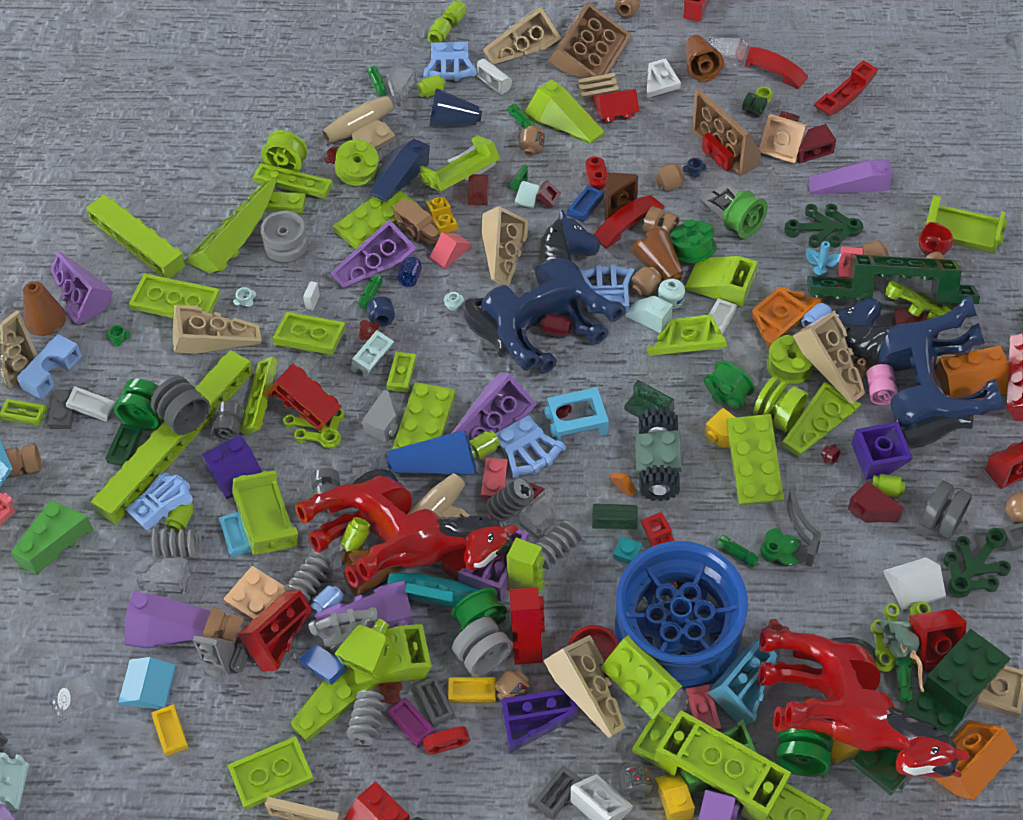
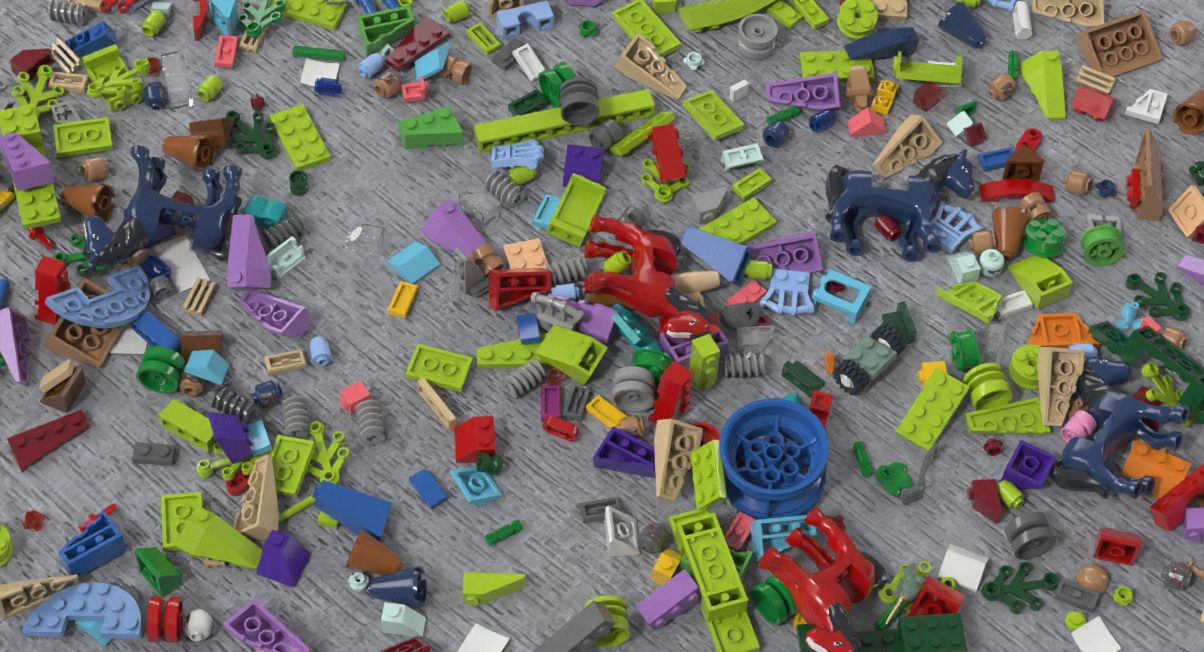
camera: 35 degrees right, 0 degrees up
(365, 325) = (756, 136): clear red plate -> none
(366, 649) = (557, 335): lime torso -> none
(453, 301) = (834, 159): light aqua plate -> none

